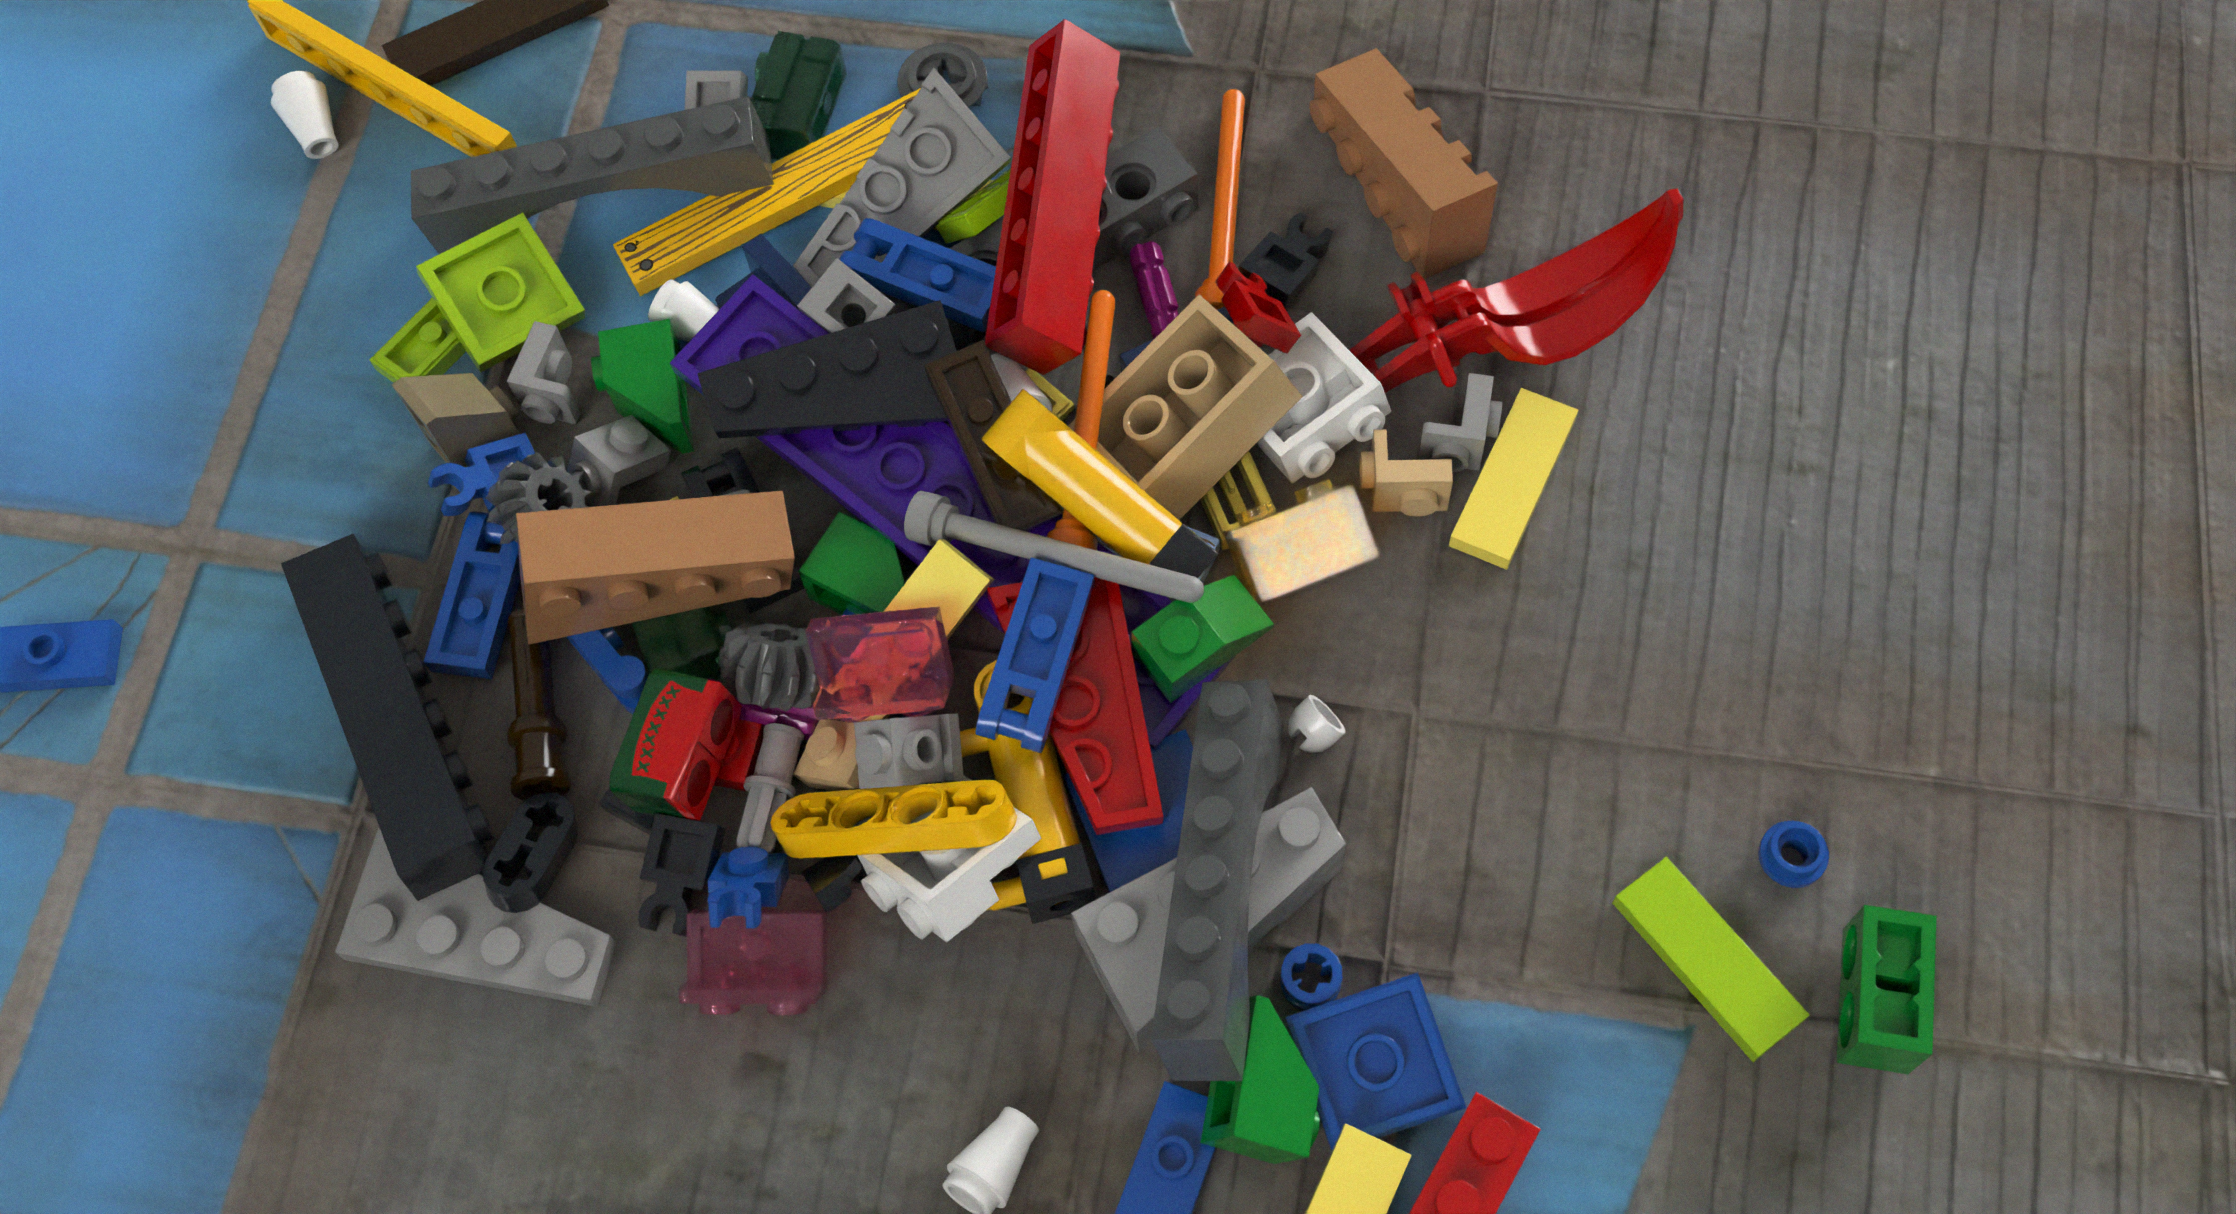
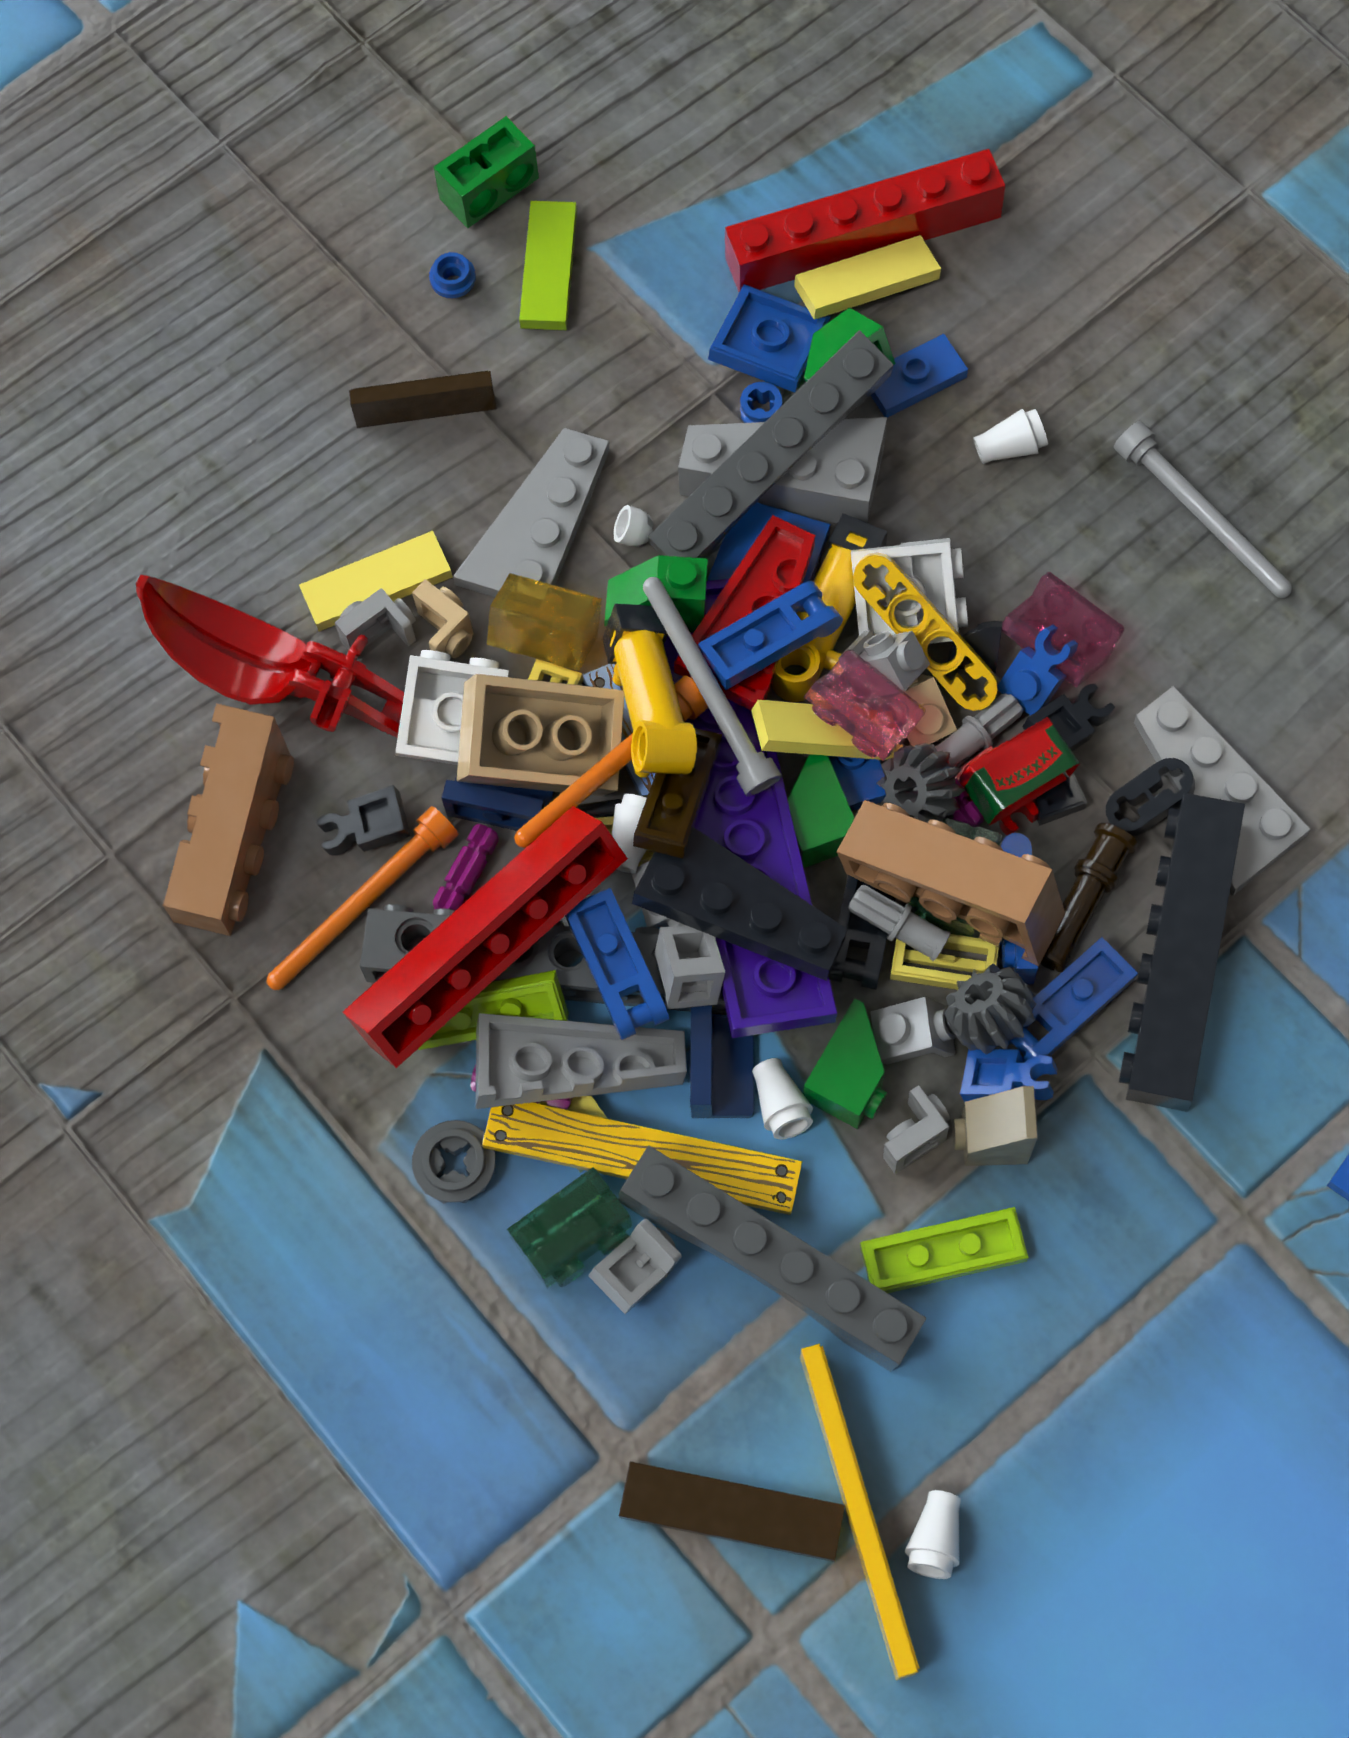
camera: 140 degrees left, 5 degrees up
(497, 289) = (901, 1218): lime plate -> none
(1254, 312) = (431, 770): red plate -> none
(1416, 656) = (540, 519): none -> light grey wing
(1665, 681) = (422, 399): none -> dark brown tile

